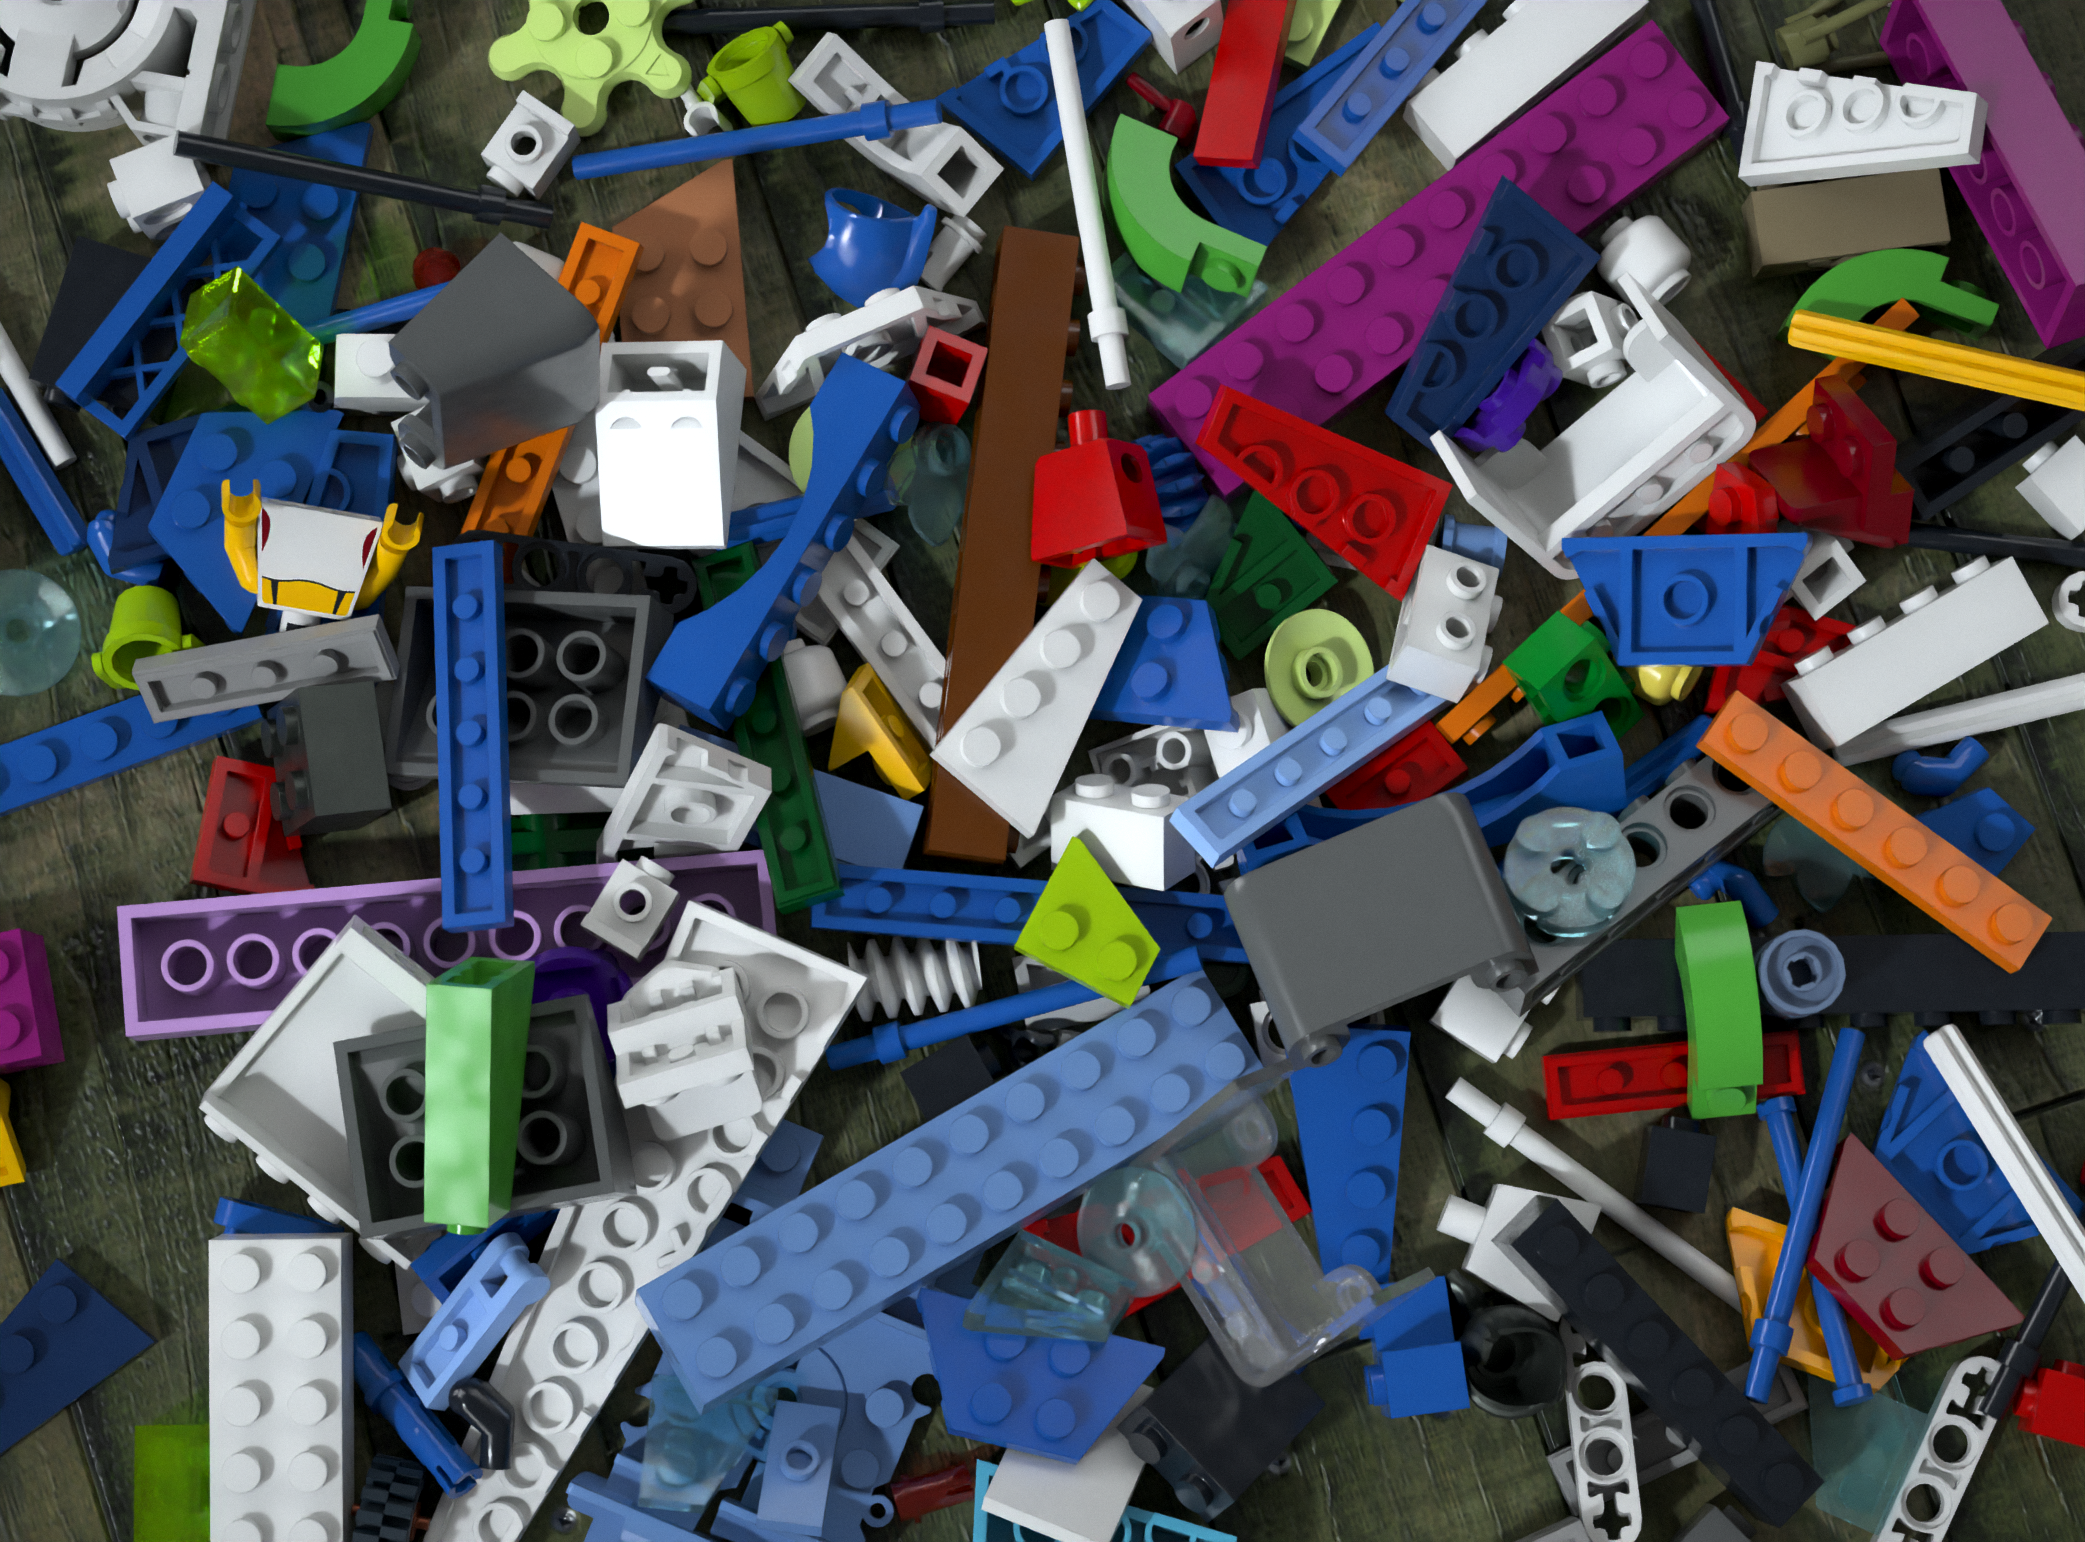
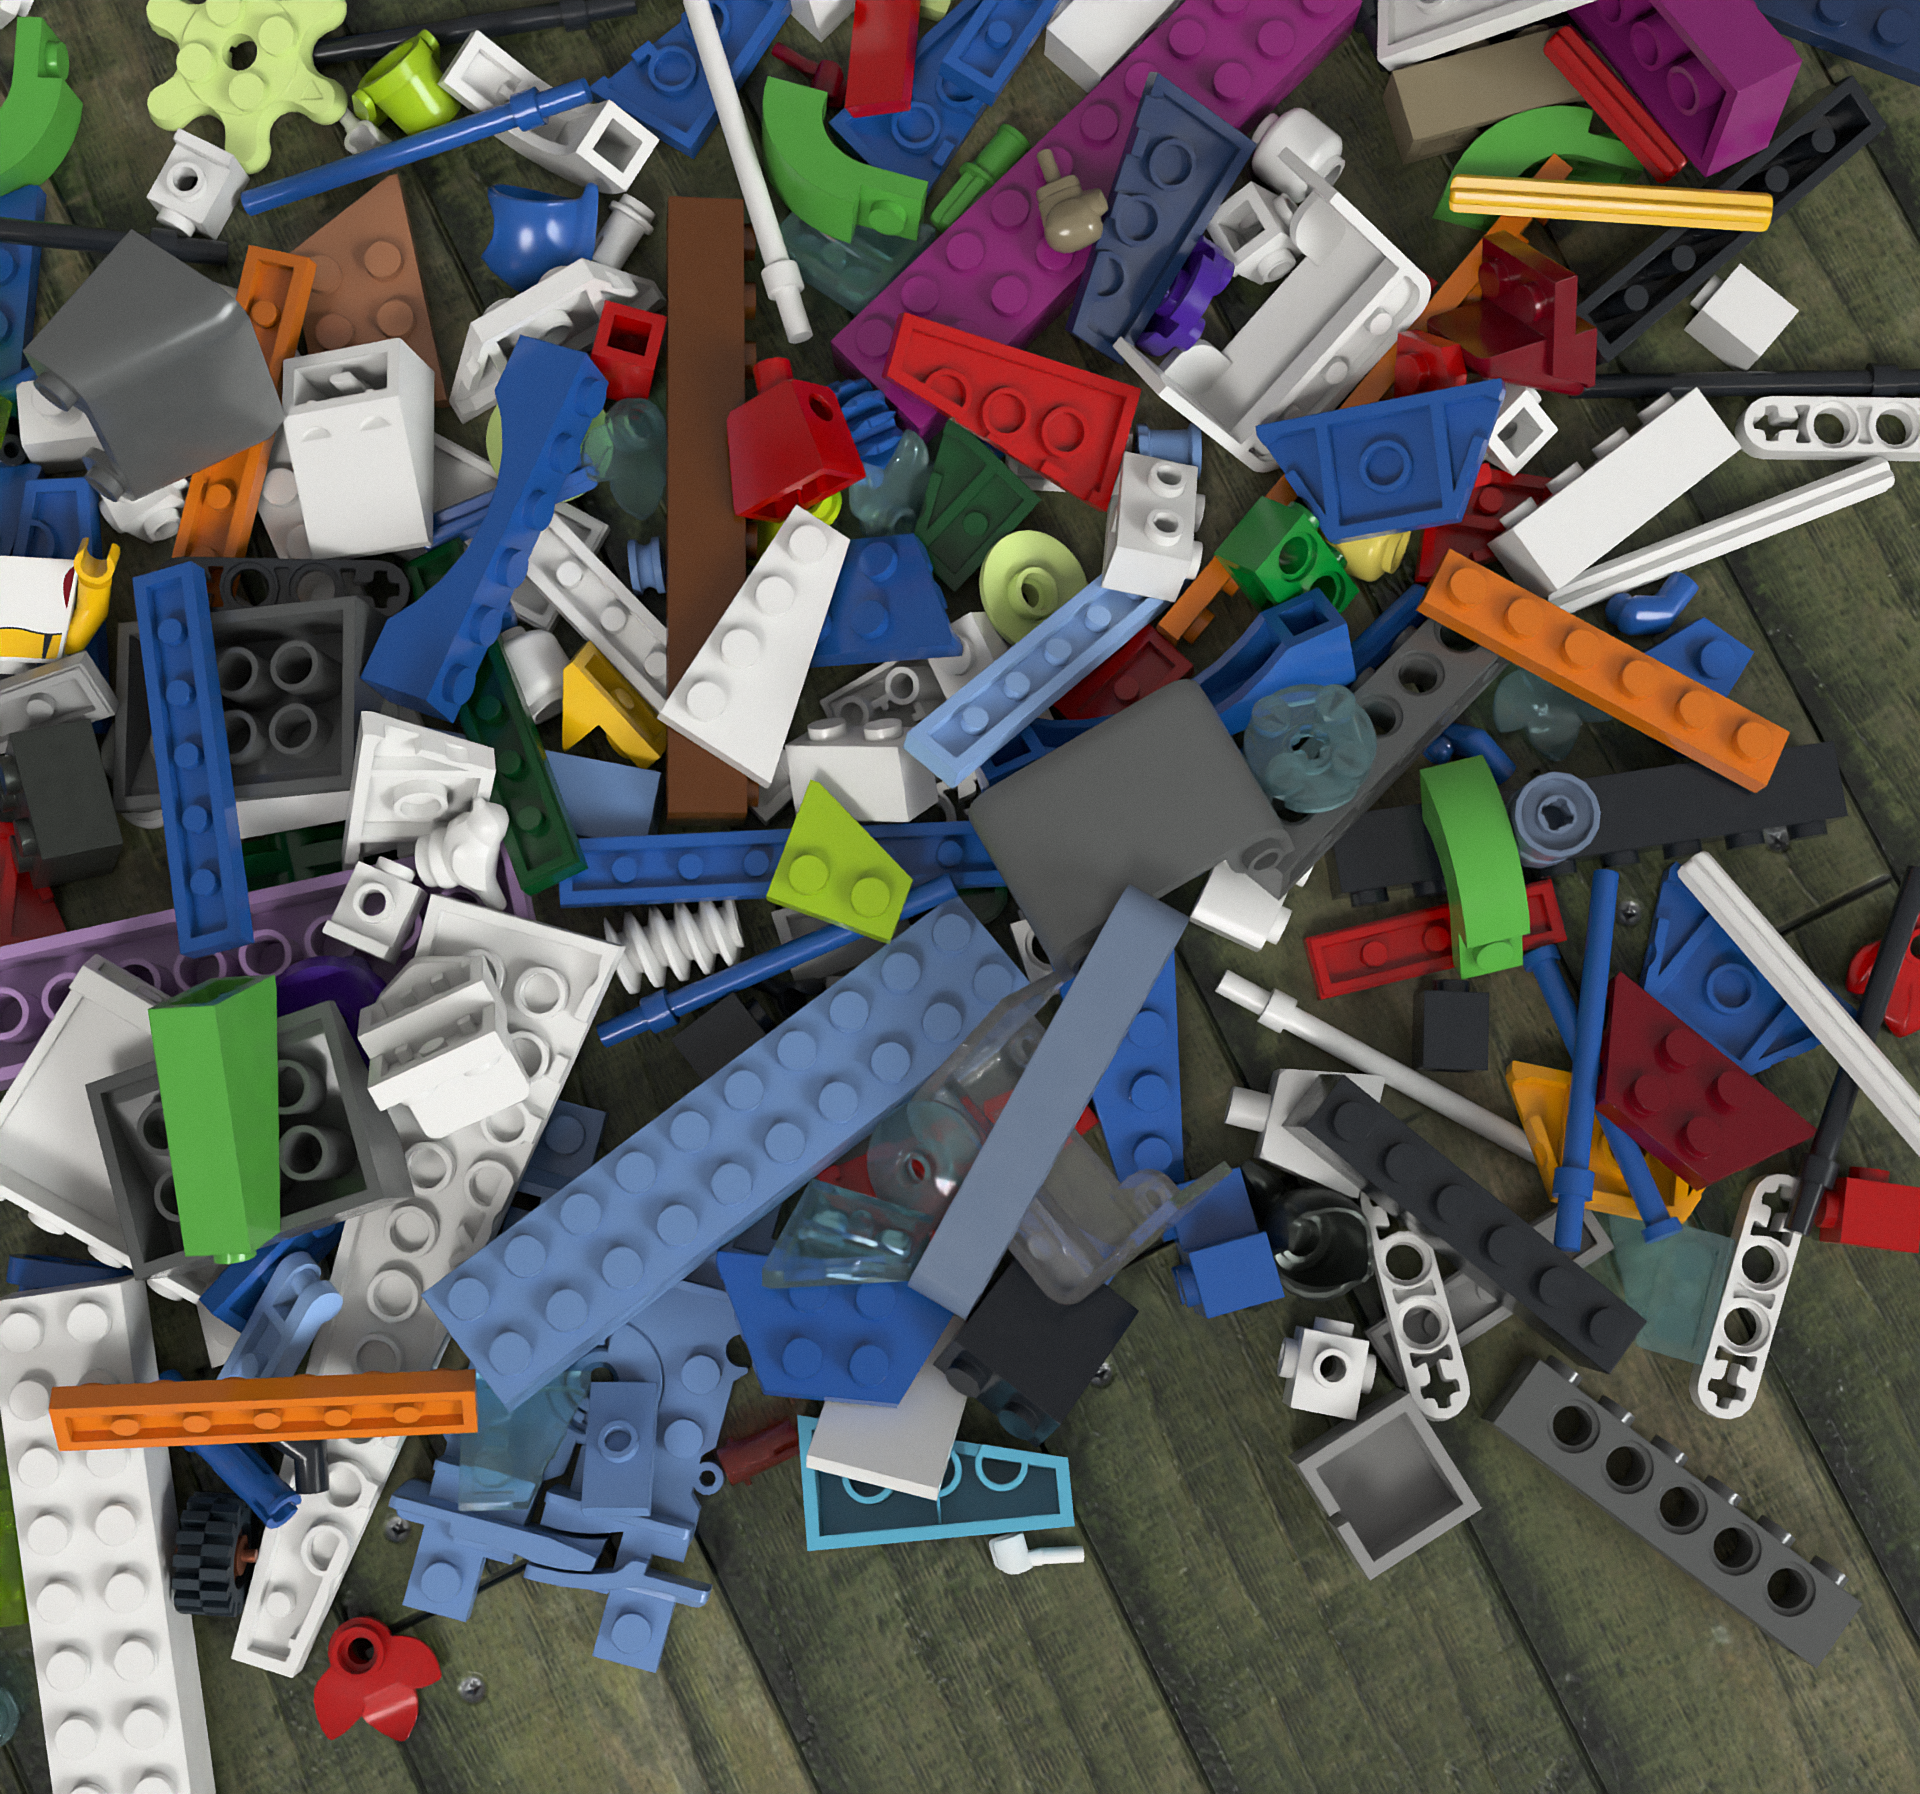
camera: 10 degrees left, 0 degrees up
(470, 1380) = (264, 1409): none -> orange plate
(726, 863) = (466, 853): none -> white animal
(933, 592) = (647, 566): none -> medium blue bush
(1264, 1186) = (1048, 1100): none -> sand blue beam
(1320, 241) = (979, 176): none -> bright green axle
(1403, 301) = (1067, 212): none -> dark tan piece
(1510, 1511) = (1339, 1389): none -> white brick
(1969, 257) = (1615, 104): none -> red axle

